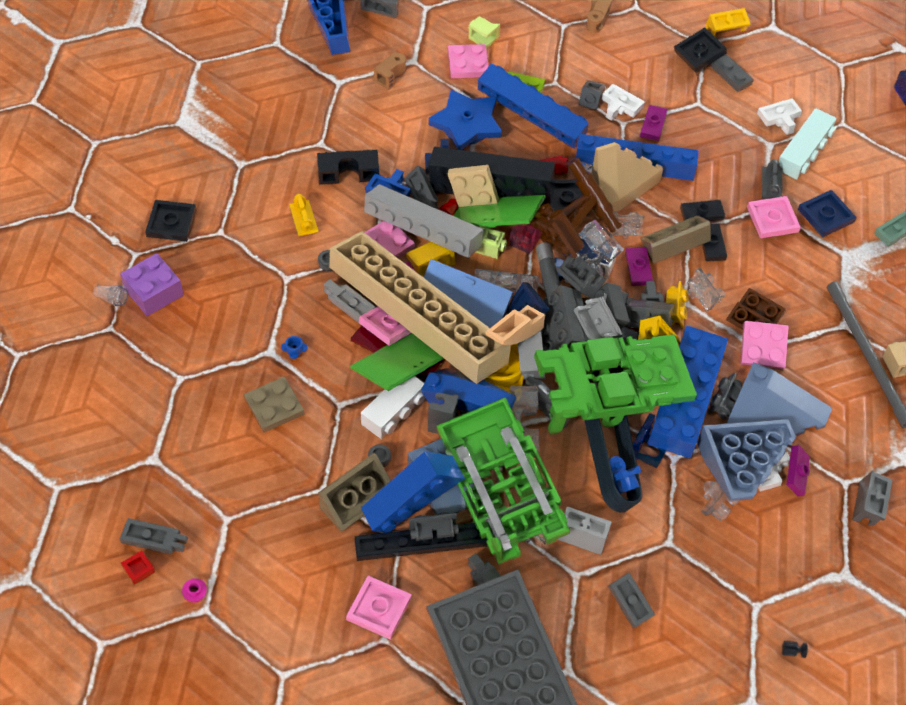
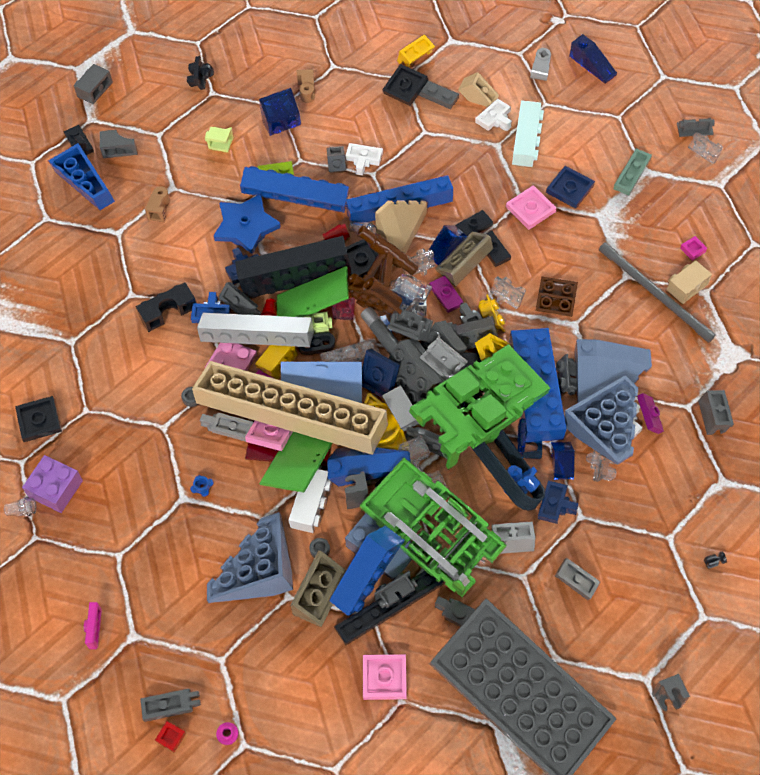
camera: 20 degrees left, 5 degrees up
(119, 431) = (92, 625): none -> dark pink plate
(274, 404) = (210, 543): dark tan plate -> none
(303, 216) = (150, 367): yellow hinge -> none
(309, 448) = (258, 569): none -> sand blue slope
(467, 60) = (219, 169): bright pink plate -> none
(473, 185) = (283, 282): tan plate -> none
(480, 260) = (317, 344): none -> black plate
(517, 326) = (383, 392): light nougat slope -> none
(556, 27) = (279, 112): none -> clear blue slope
(648, 516) = (556, 503): none -> dark blue hinge
(653, 122) = (397, 163): magenta plate -> none
(663, 215) = (446, 242): none -> clear blue slope
(677, 478) = (562, 460): none -> clear blue slope
(764, 344) = (575, 320): bright pink plate -> none
(772, 180) = (515, 176): dark grey hinge -> none
(775, 83) = (478, 90): none -> tan slope
(856, 83) = (541, 64): none -> light grey piece

